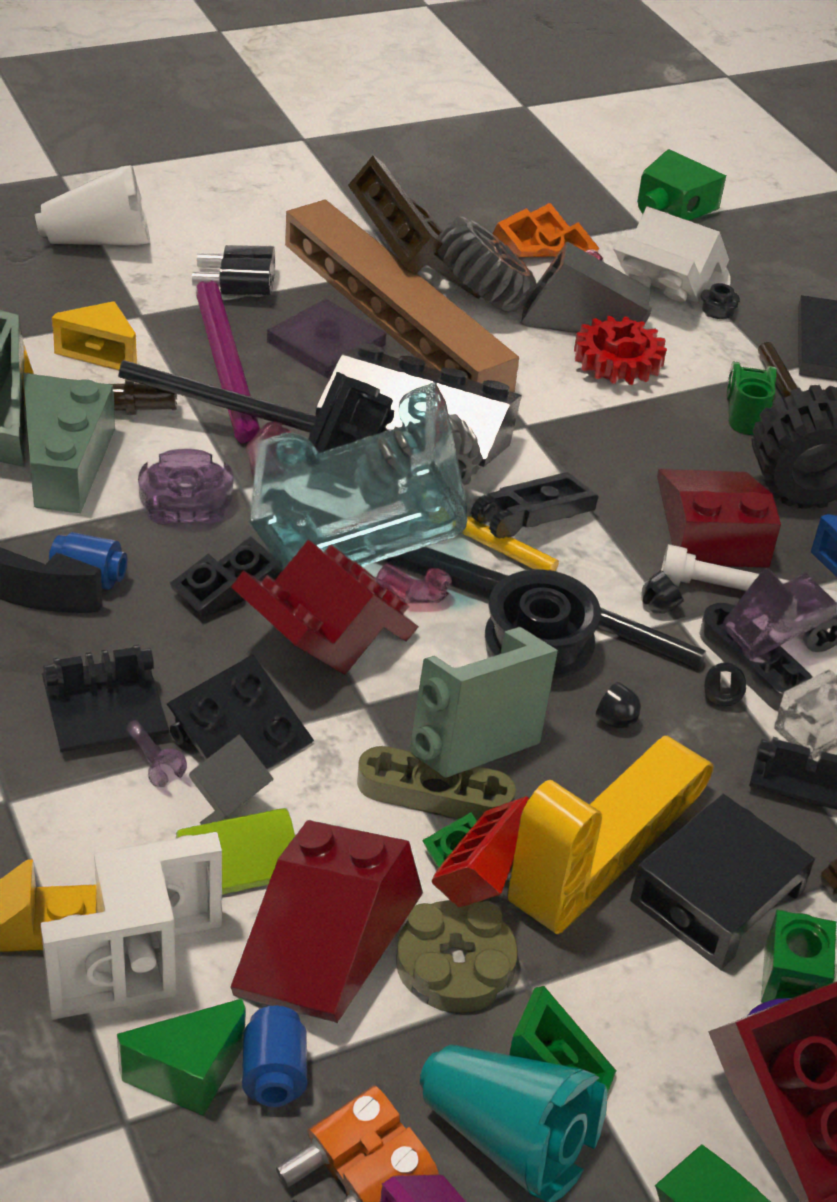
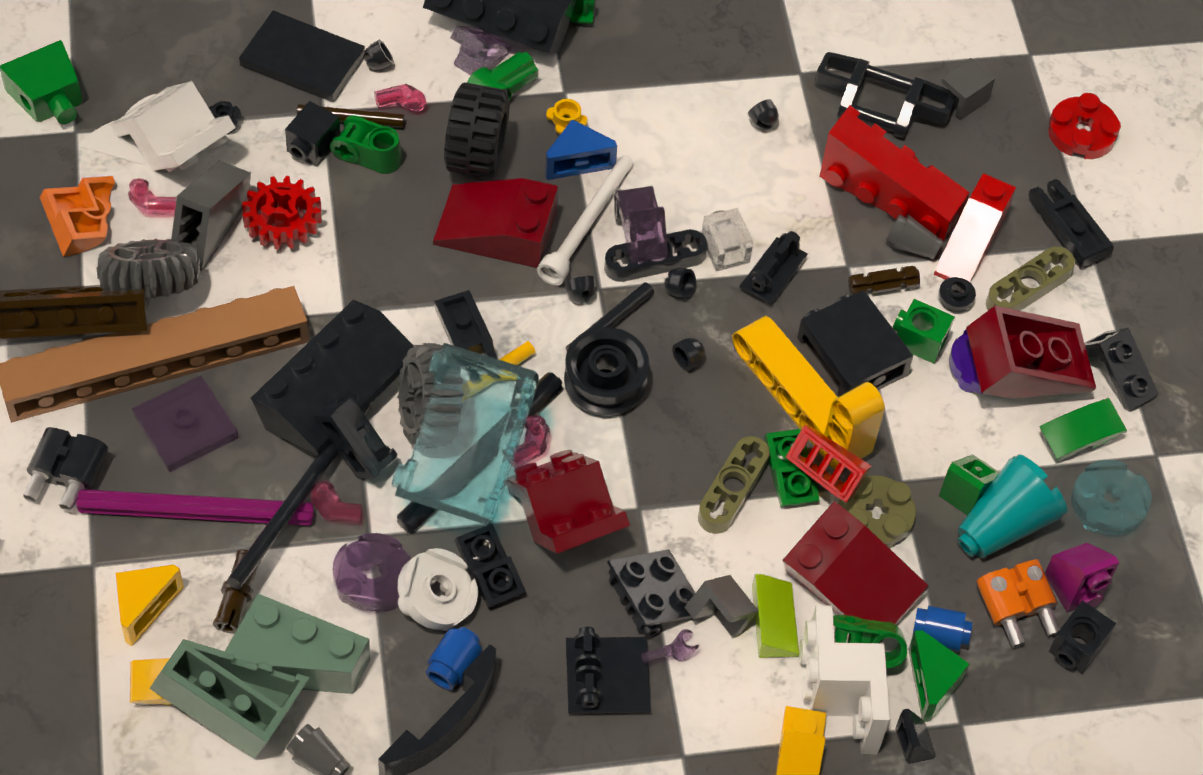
camera: 75 degrees left, 15 degrees up
(78, 1048) = (914, 737): none -> black slope
(170, 499) = (419, 600): none -> white plate
(218, 954) = (870, 631): none -> green piece
(483, 707) = (694, 407): sand green panel -> none
(736, 338) = (311, 133): none -> black brick

